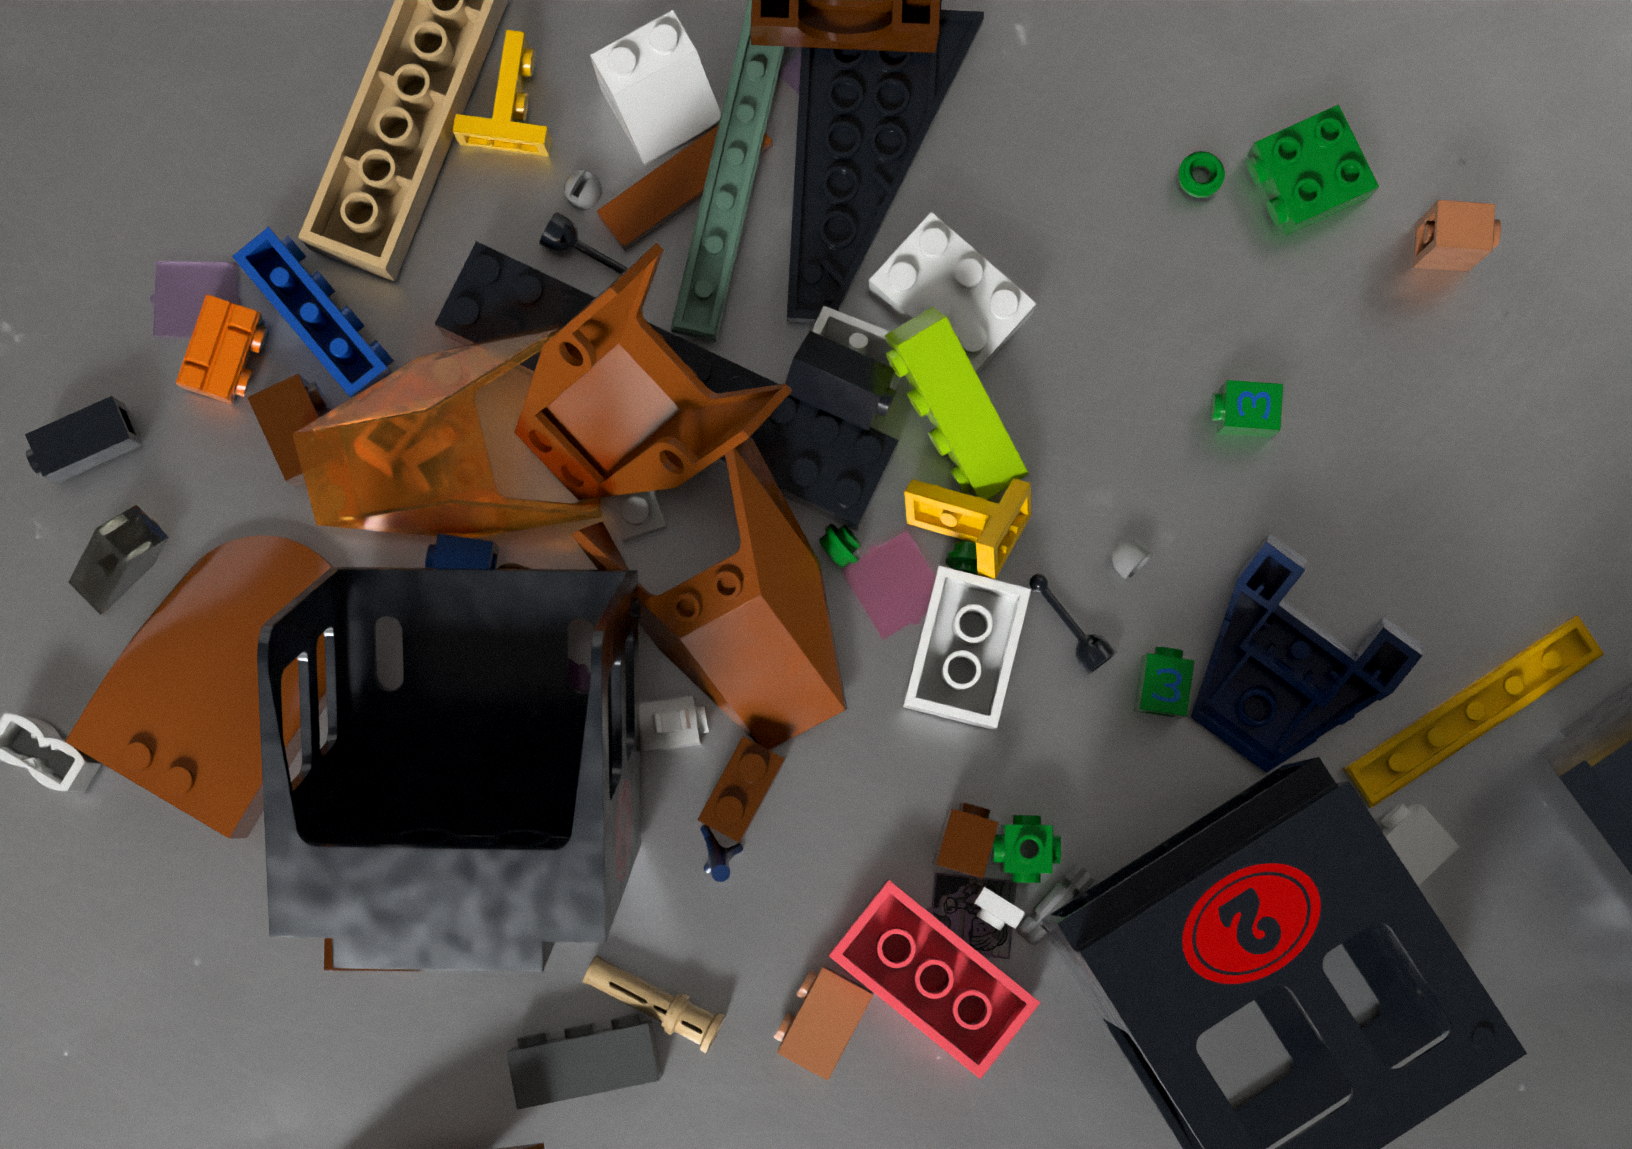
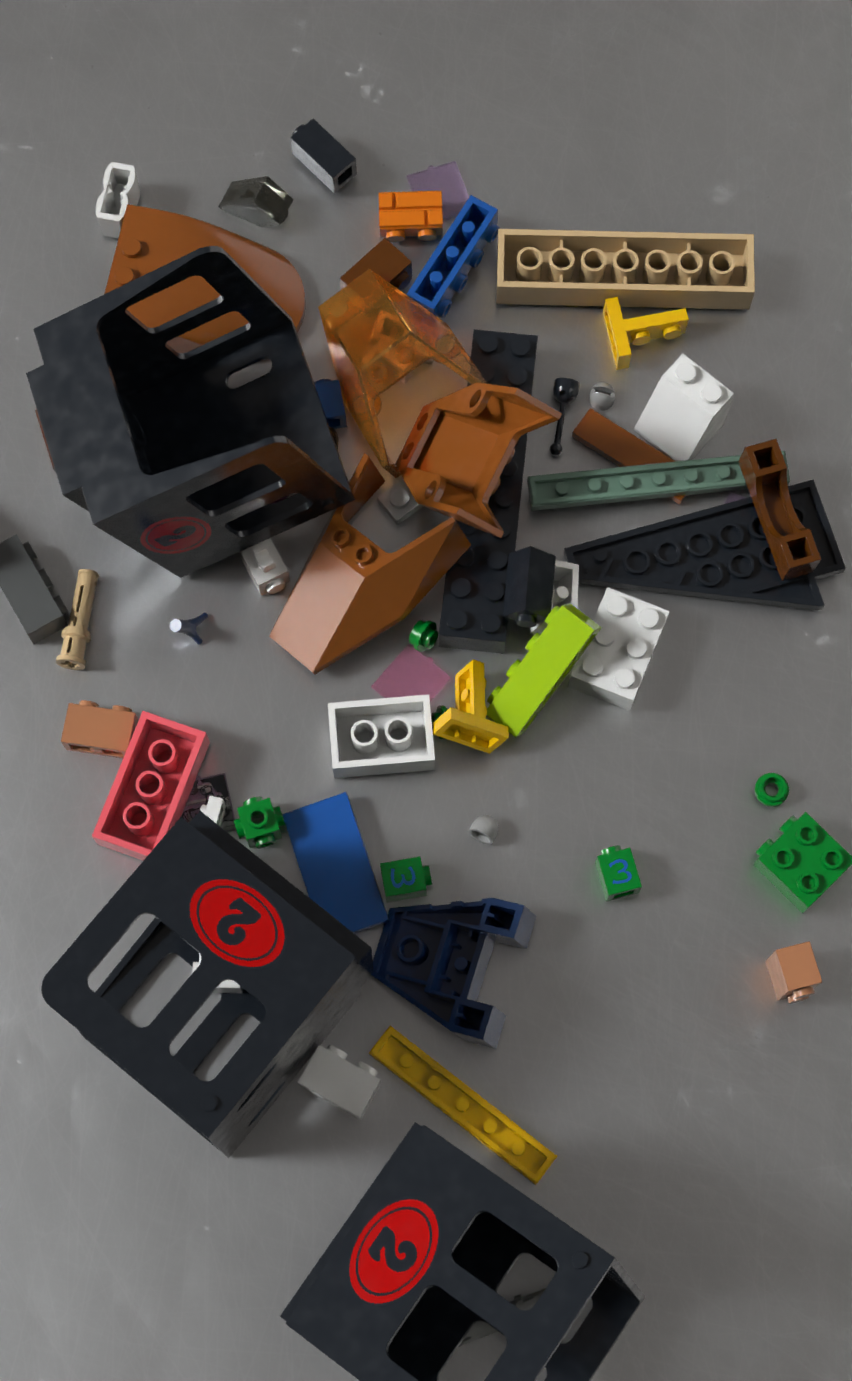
camera: 70 degrees right, 10 degrees down
(741, 789) = (237, 625): reddish brown brick -> none
(966, 840) = (249, 776): reddish brown brick -> none
(1091, 649) = (410, 824): black hinge -> none
(1115, 768) = (336, 862): none -> blue tile

